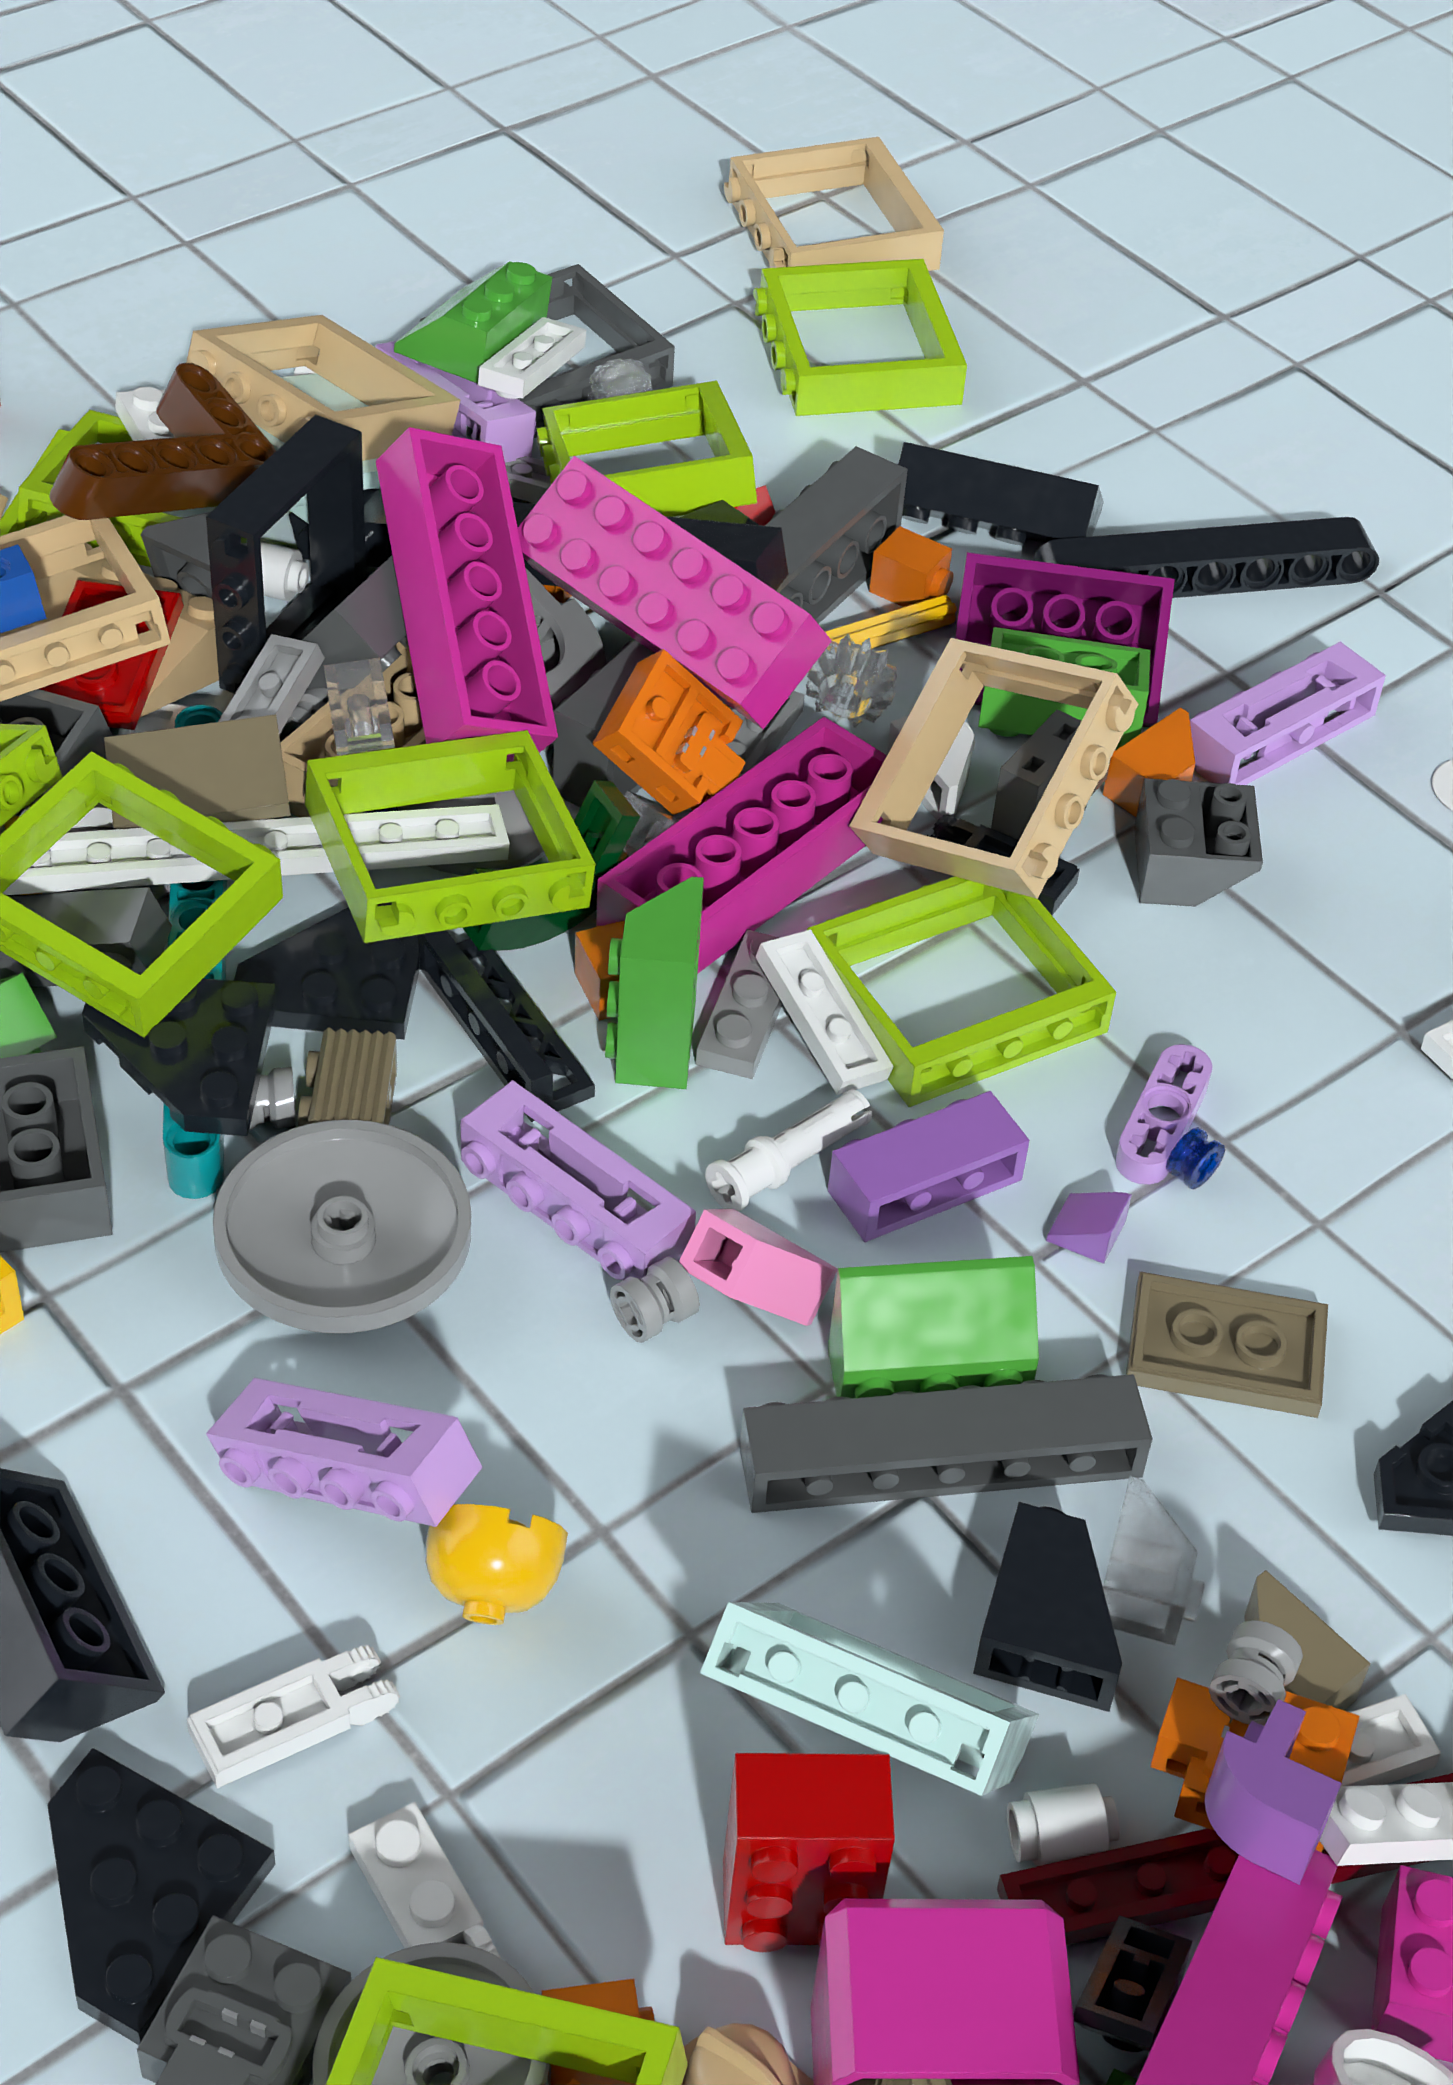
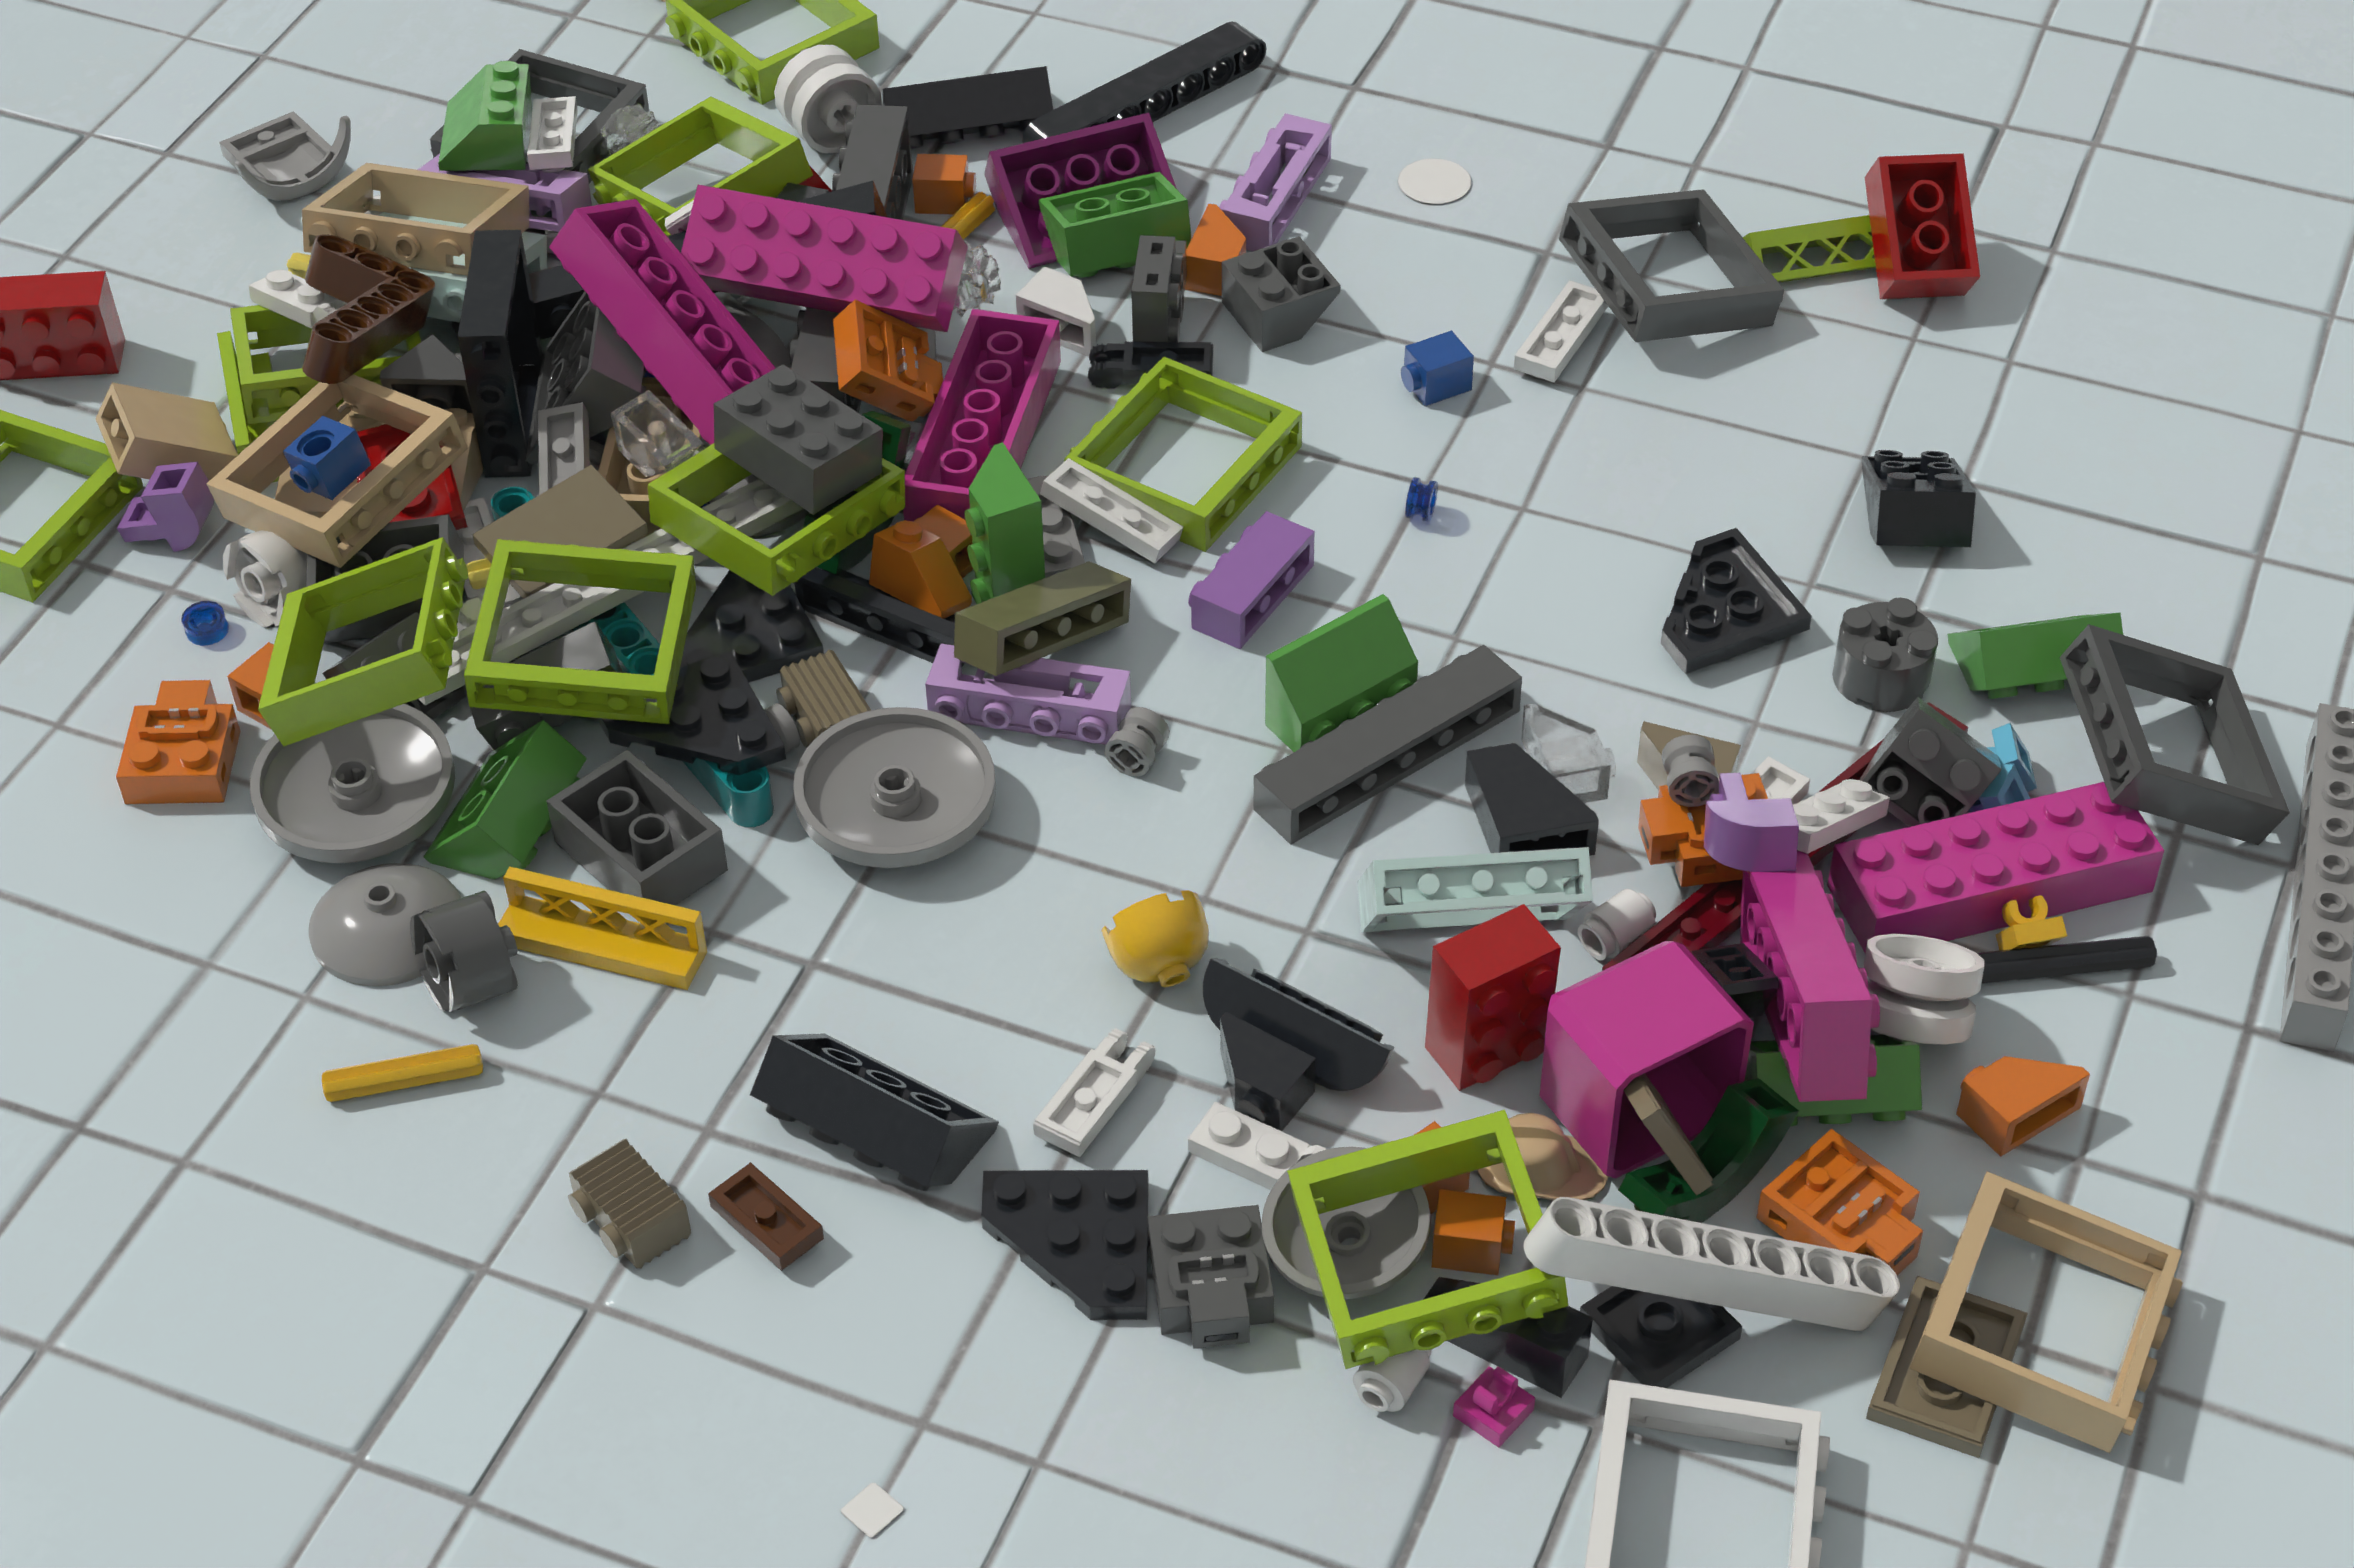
camera: 25 degrees left, 0 degrees up
(279, 283) = (287, 156): none -> light grey piece
(345, 1451) = (1020, 915): lavender brick -> none
(492, 1800) = (1264, 1073): none -> black slope
(494, 778) = (798, 439): none -> dark grey brick
(559, 986) = (917, 570): none -> orange slope
(574, 1755) = (1344, 1047): none -> black brick
(639, 1102) = (1041, 618): none -> olive brick
(757, 1265) = (1193, 689): bright pink slope -> none
(769, 1160) = (1144, 623): white pin -> none
(843, 412) = (821, 93): none -> white wheel
(934, 727) = (1063, 288): tan window -> none
(1090, 1223) = (1381, 570): medium lavender slope -> none
(1161, 1092) = (1373, 495): lavender beam -> none
(1228, 1344) = (1518, 605): dark tan tile -> none
(1322, 1008) = (1437, 368): none -> blue brick

